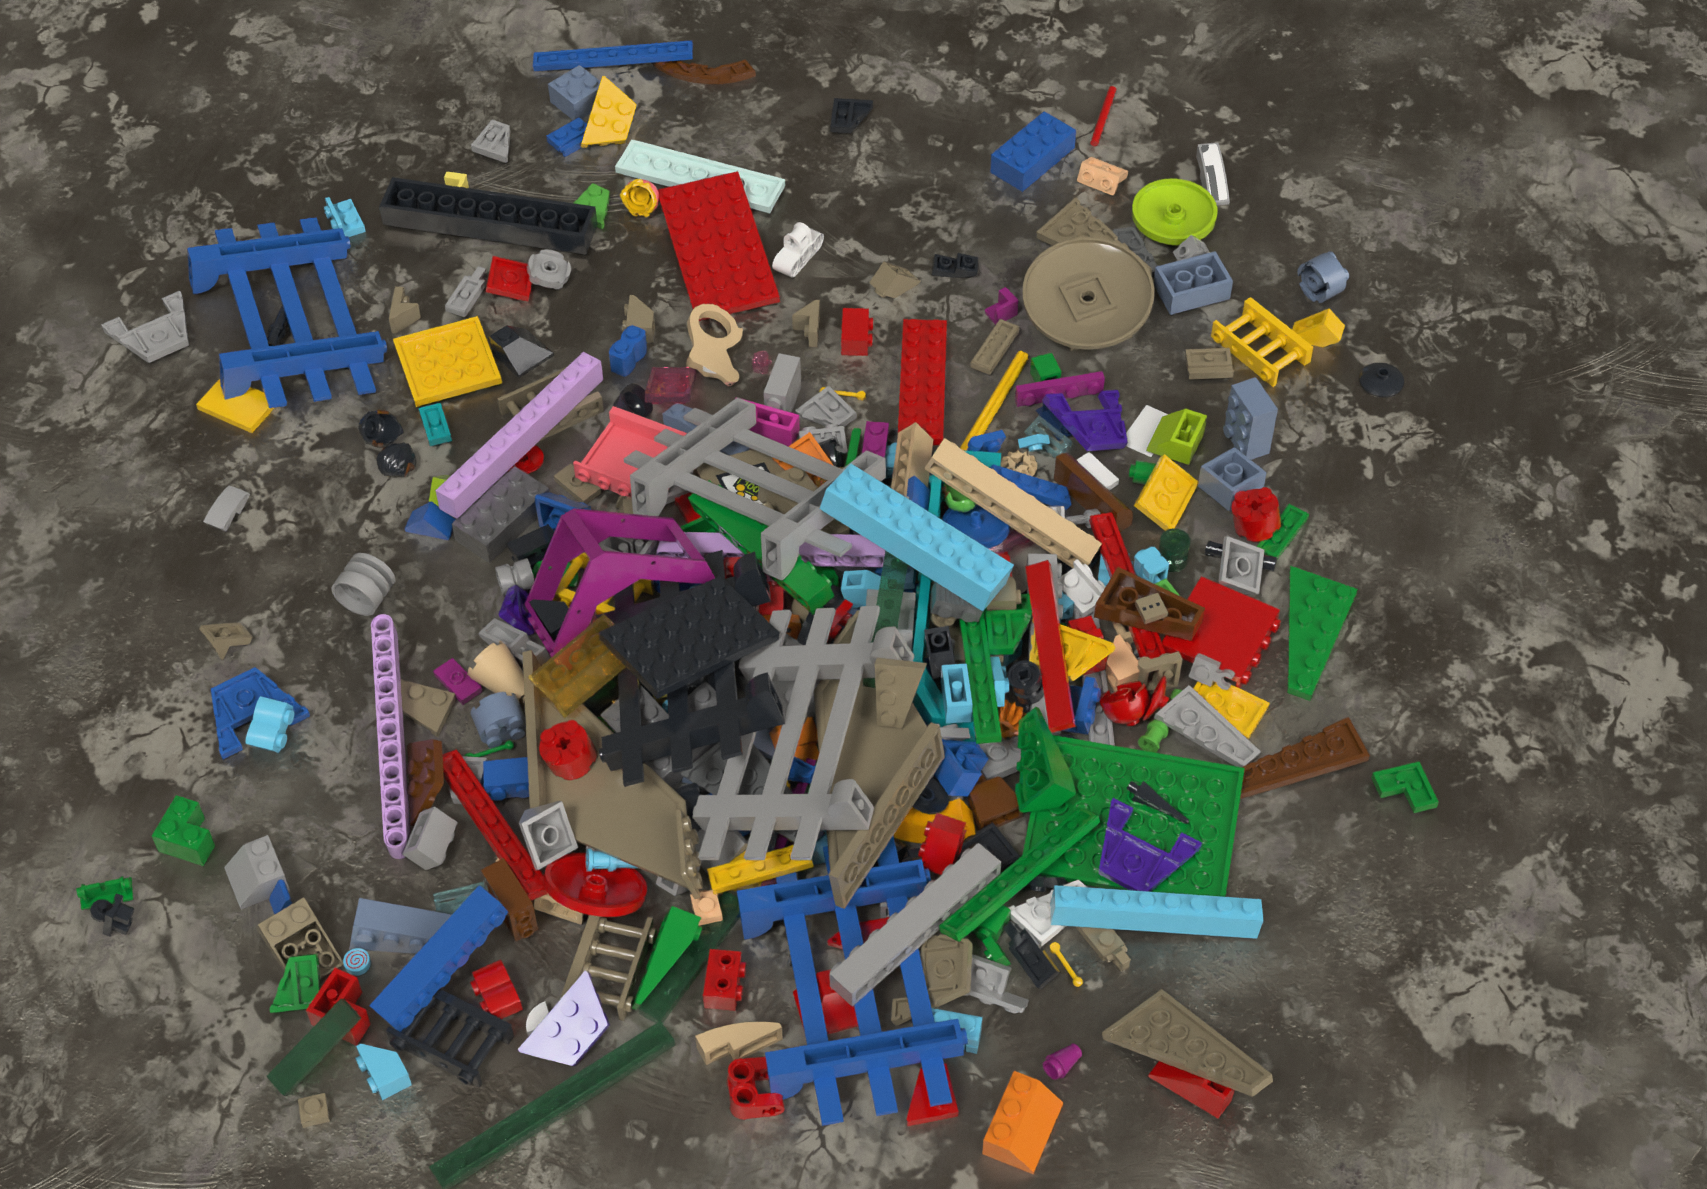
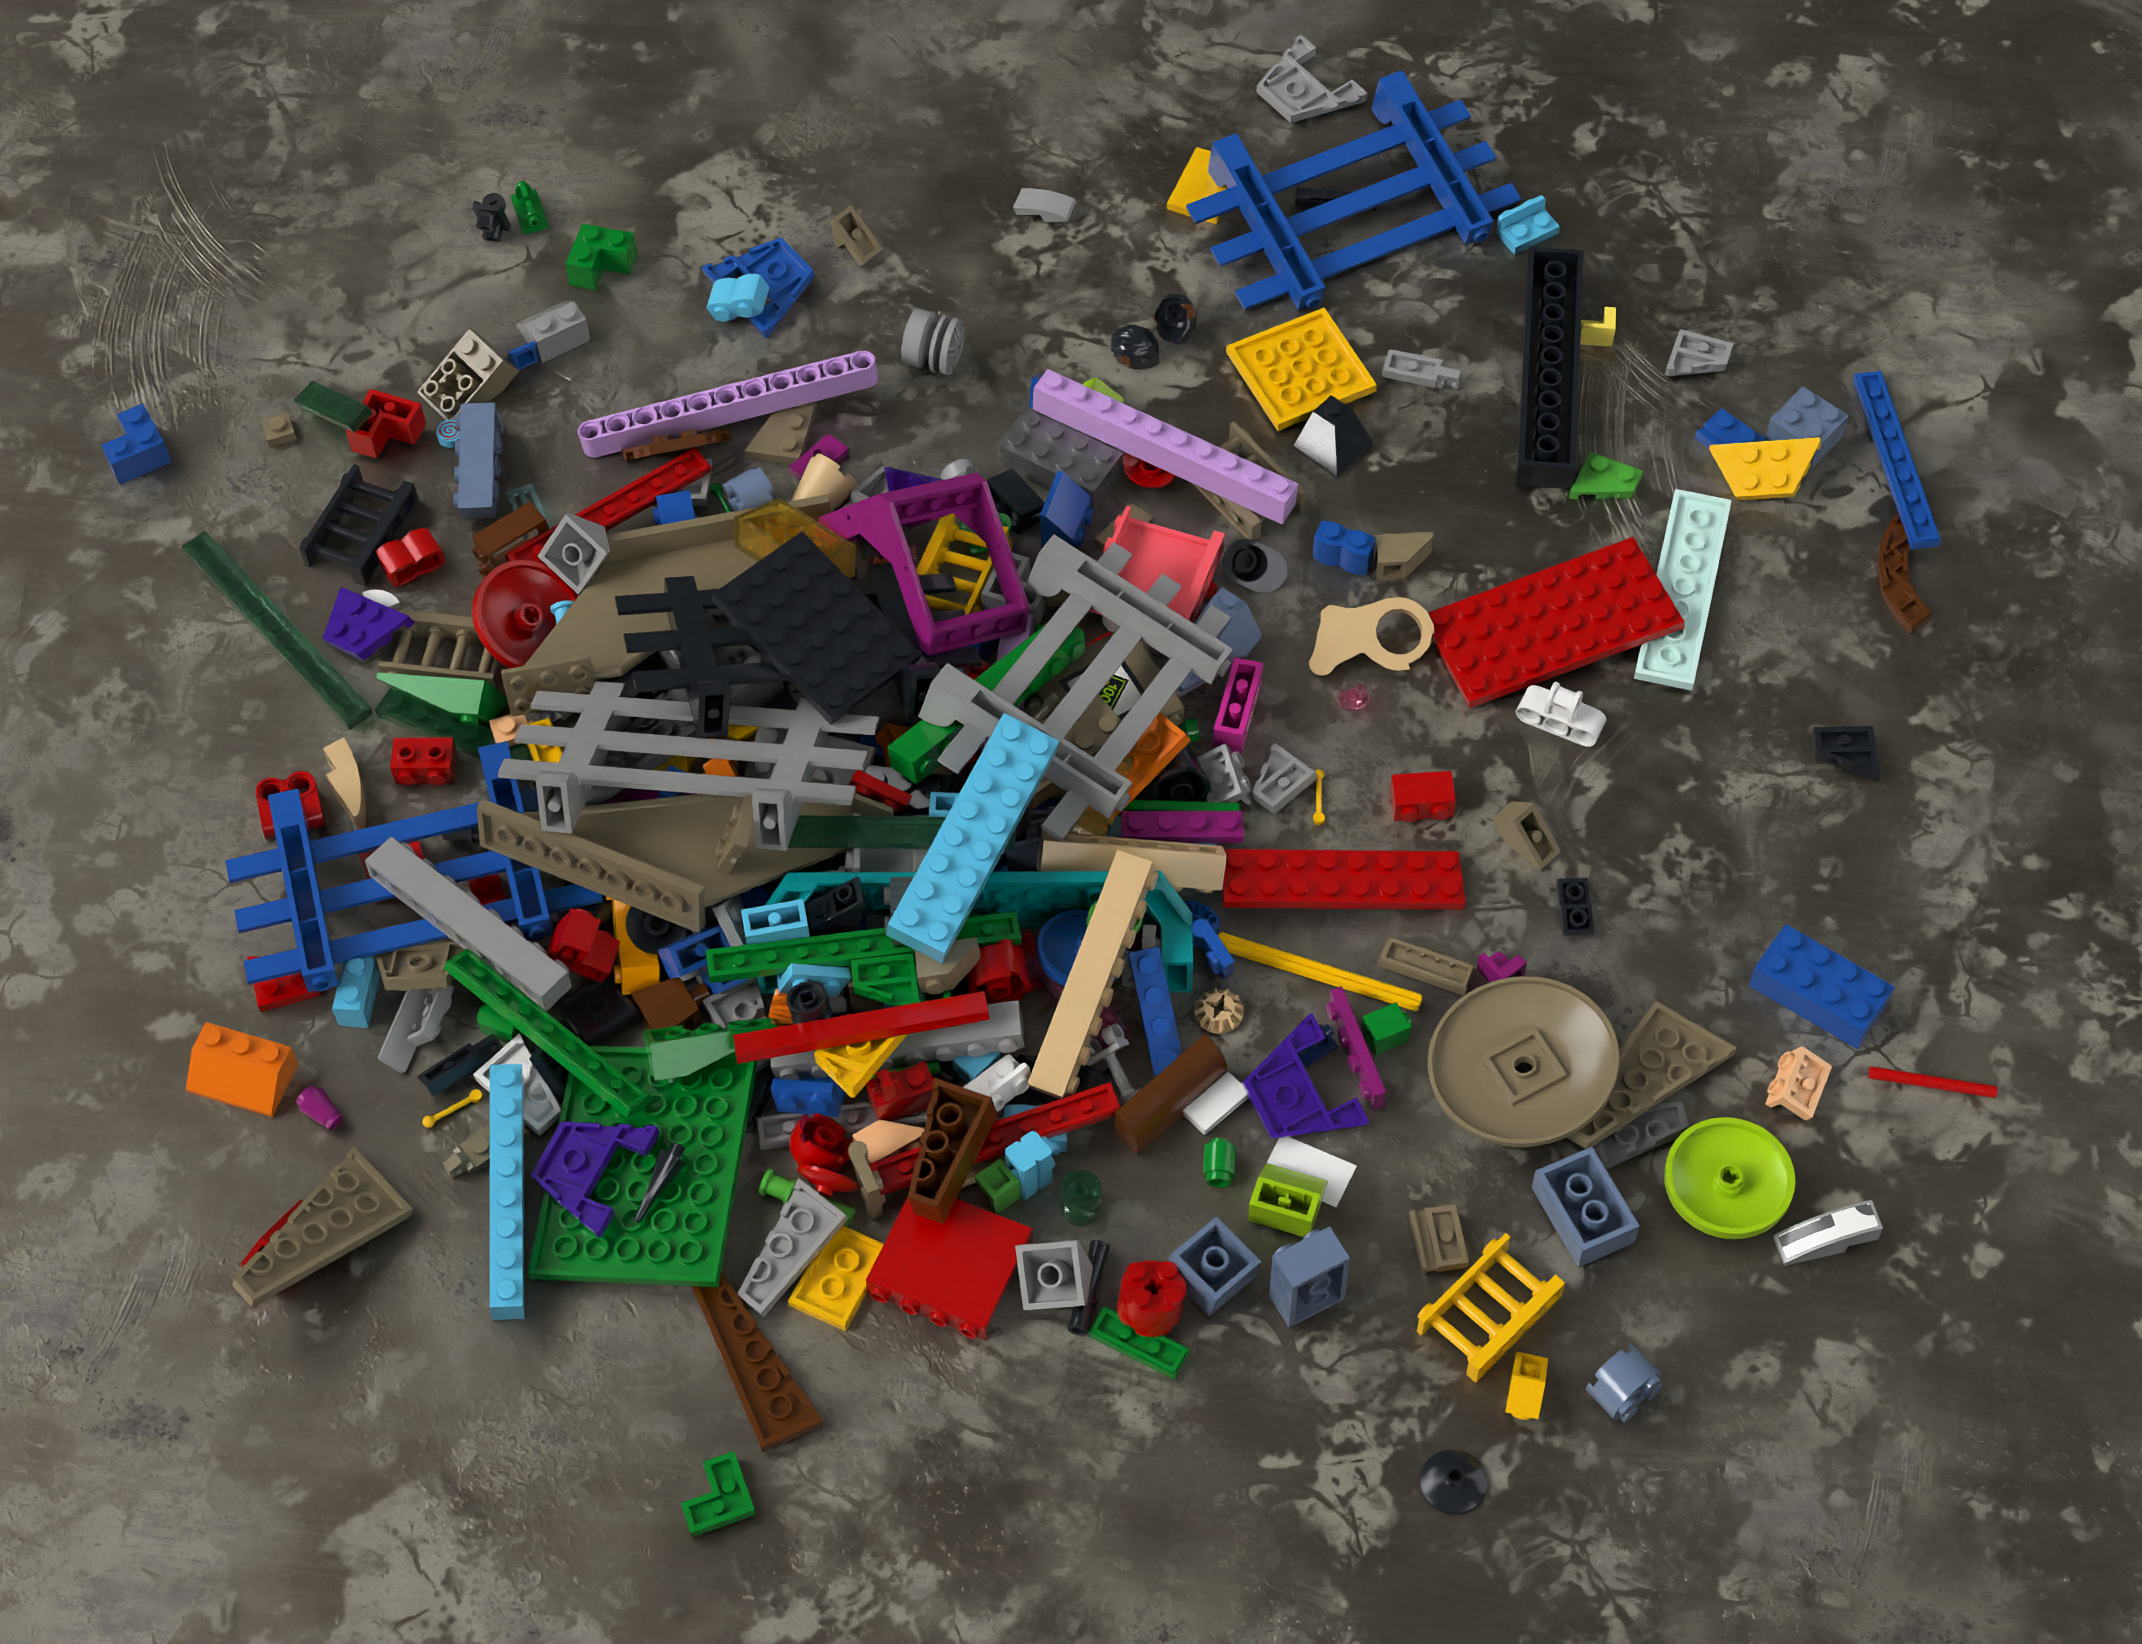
camera: 85 degrees right, 5 degrees up
(298, 984) = (415, 382): green wing -> none
(385, 1070) = (317, 474): medium azure slope -> none
(402, 312) = (1370, 306): dark tan slope -> none
(430, 838) = (594, 464): light grey brick -> none
(435, 424) = (1196, 373): teal plate -> none
(439, 959) = (423, 486): blue brick -> none
(508, 279) = (1451, 409): red plate -> none
(552, 279) = (1463, 458): light grey plate -> none
(567, 750) = (689, 552): red brick -> none
(640, 197) = (1621, 523): yellow hair -> none
(670, 385) = (1284, 595): clear pink plate -> none
(783, 383) = (1291, 717): light grey brick -> none
(808, 320) = (1437, 744): dark tan slope -> none
(918, 492) = (1076, 856): blue tile -> none
(995, 952) = (460, 1028): green plate -> none
(1034, 442) = (1249, 1018): medium azure plate -> none
(1061, 448) = (1255, 1051): clear light blue tile -> none
(1151, 608) = (926, 1140): dark tan tile -> none
(1166, 493) = (1179, 1185): yellow tile -> none
(1190, 248) = (1647, 1203): light grey brick -> none
(1207, 672) = (876, 1239): light grey plate -> none
(1314, 623) = (995, 1387): green wing -> none

